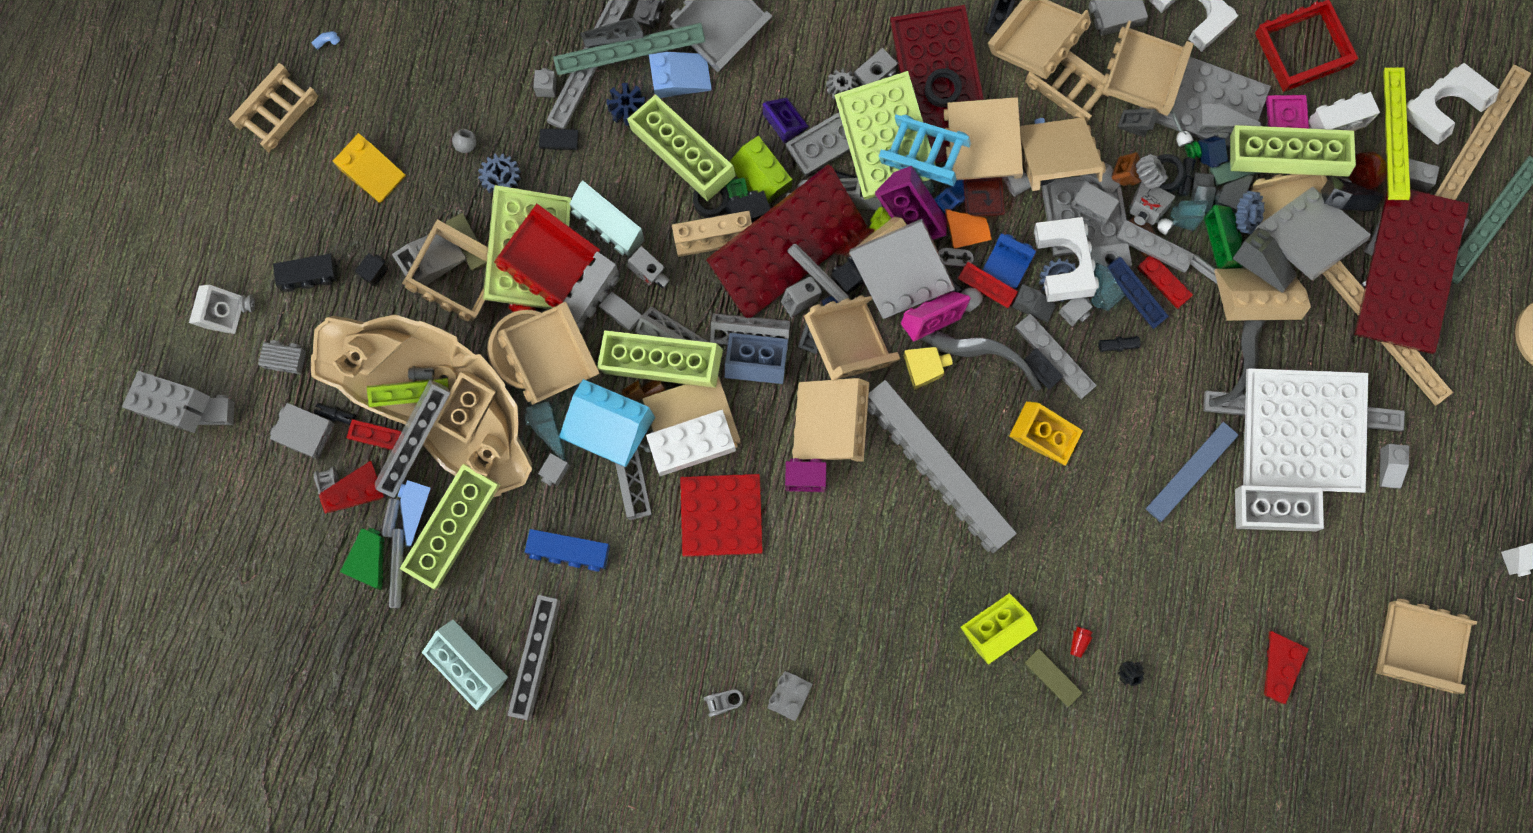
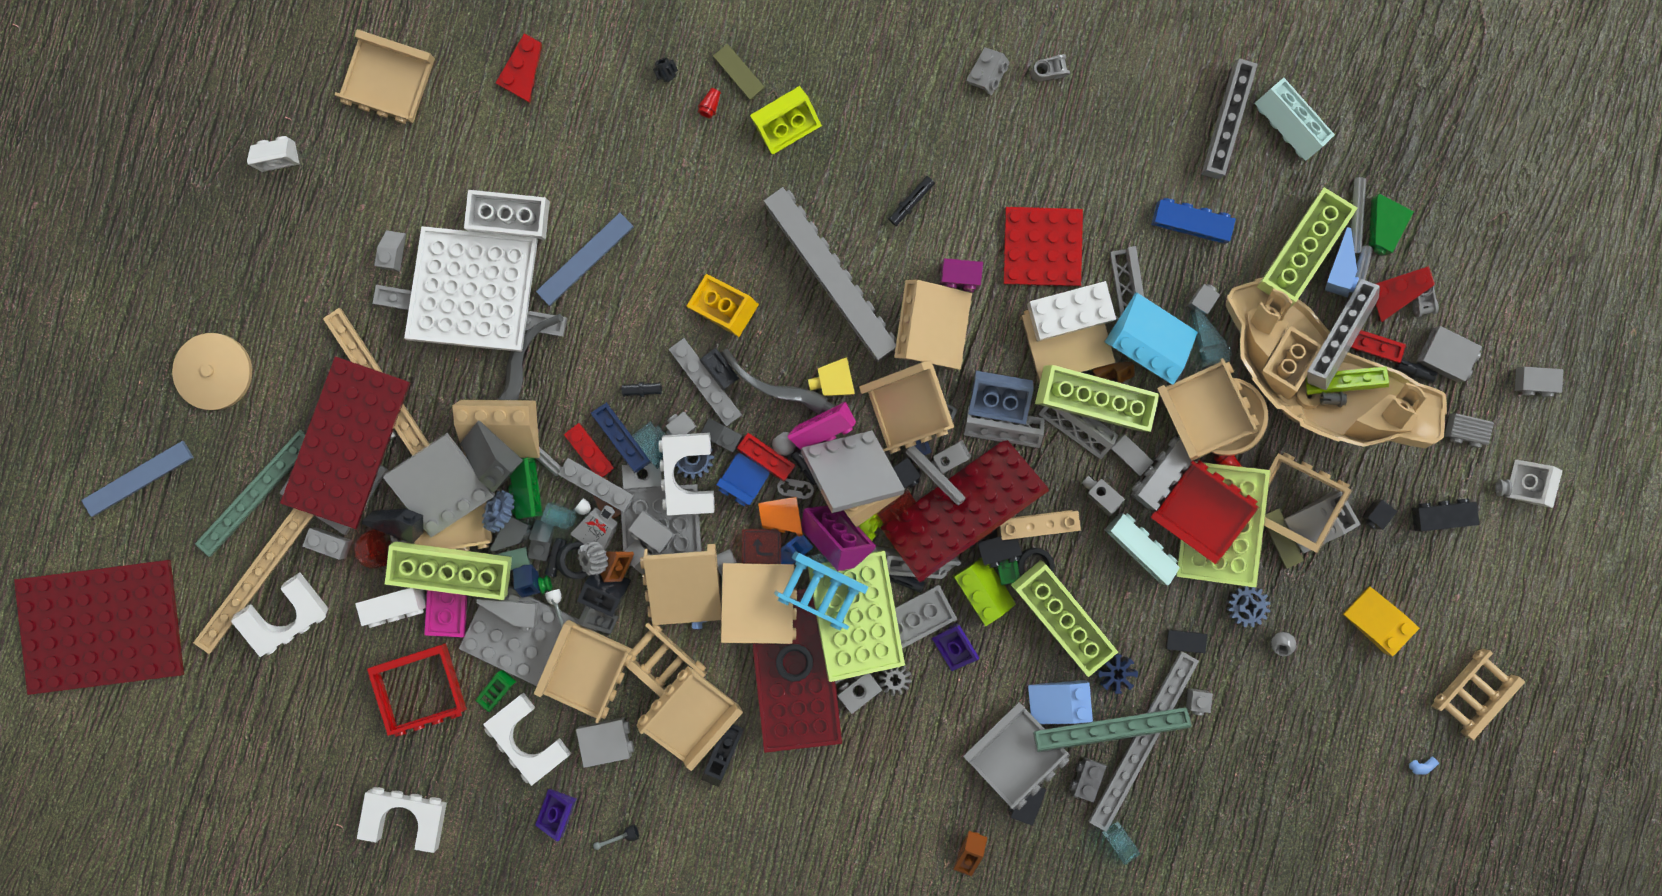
camera: 175 degrees left, 10 degrees up
(165, 401) = (1585, 388): light grey piece -> none
(615, 32) = (1129, 747): dark grey wing -> none
(875, 533) = (912, 200): none -> black pin
(1133, 139) = (603, 595): none -> black slope
(1221, 59) = (503, 681): none -> green slope
(1396, 134) = (340, 584): neon yellow plate -> none

